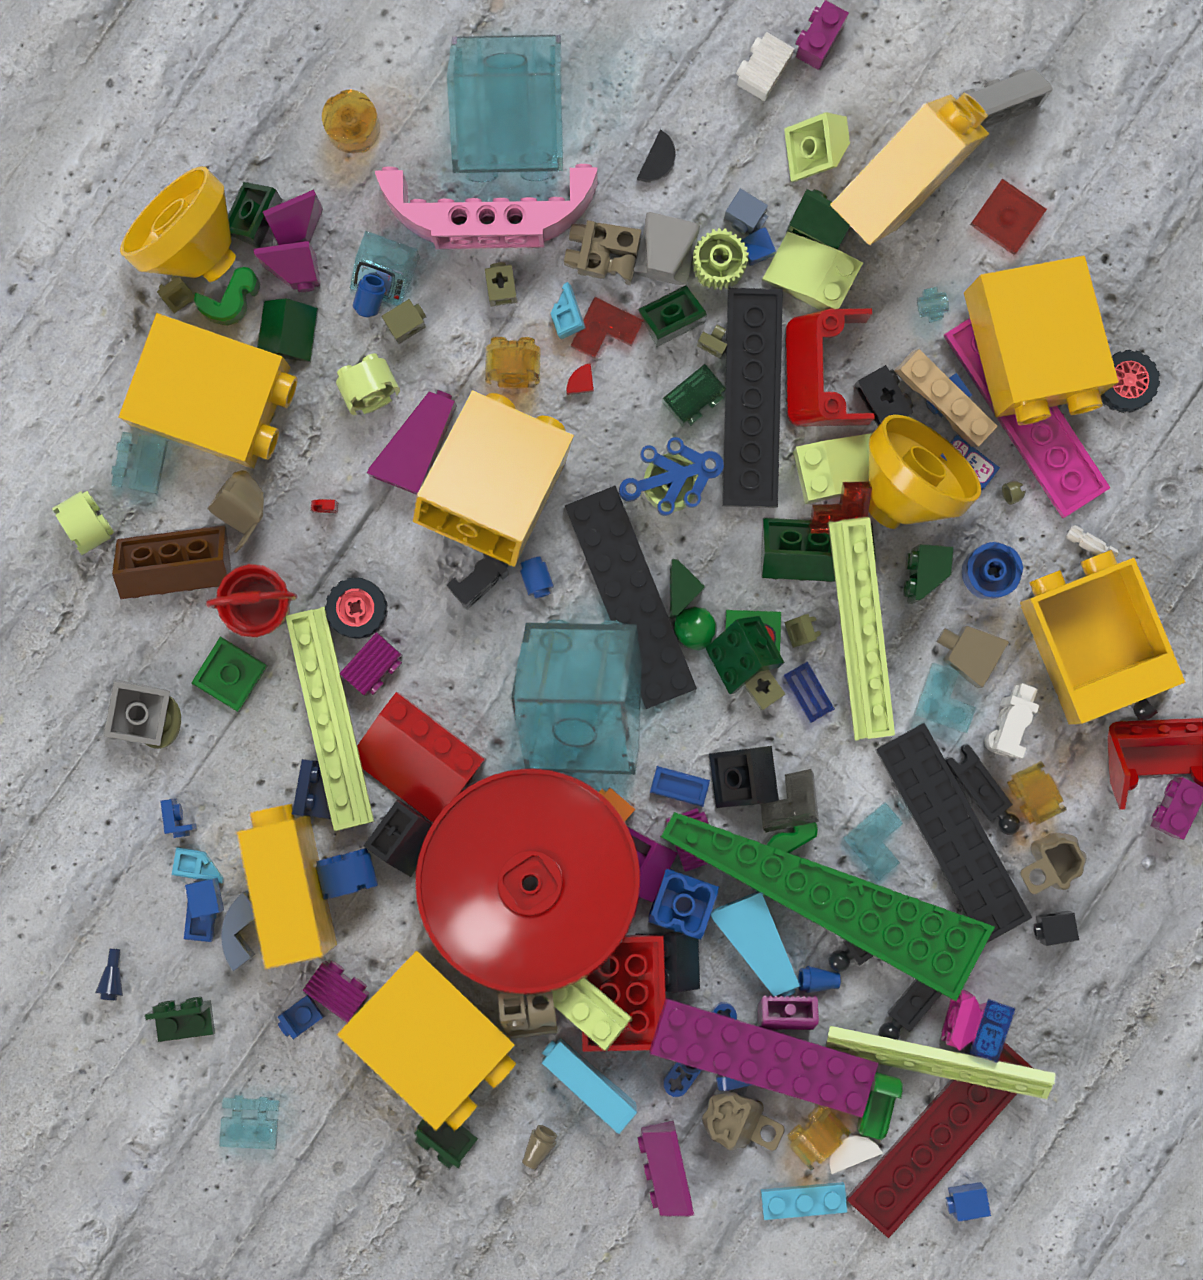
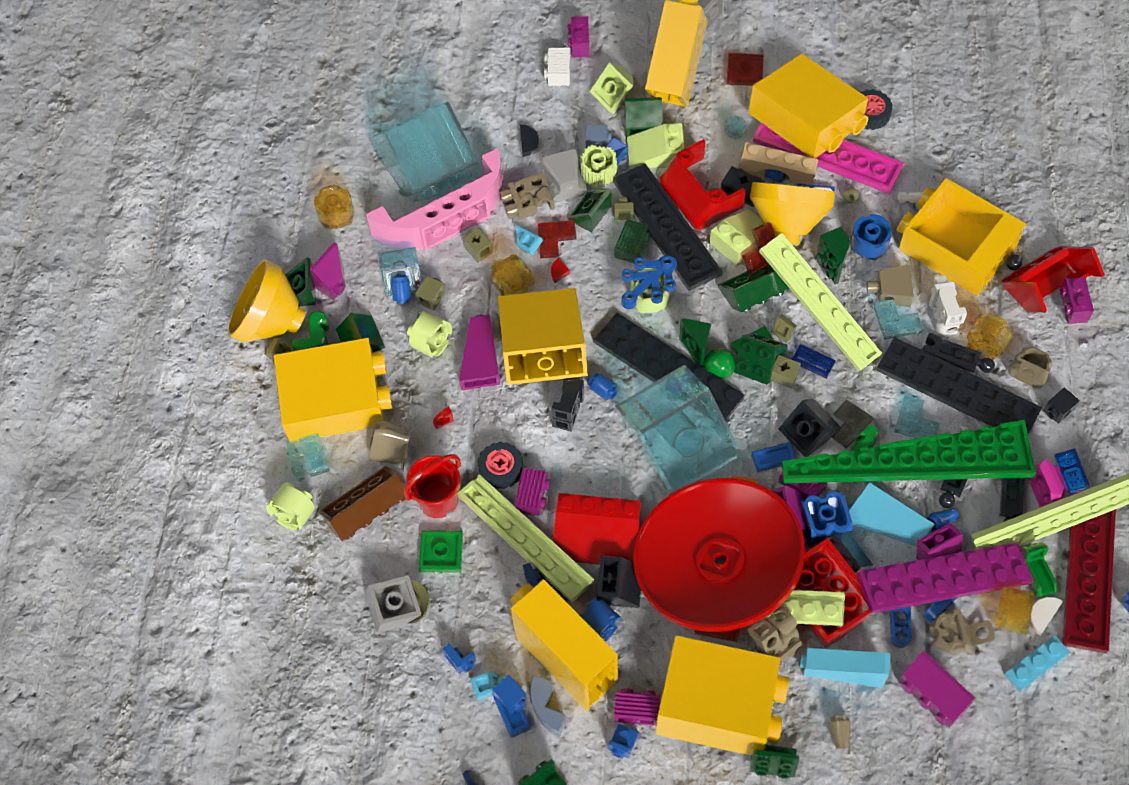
camera: 25 degrees left, 25 degrees down
(292, 264) = (341, 295): magenta slope -> none

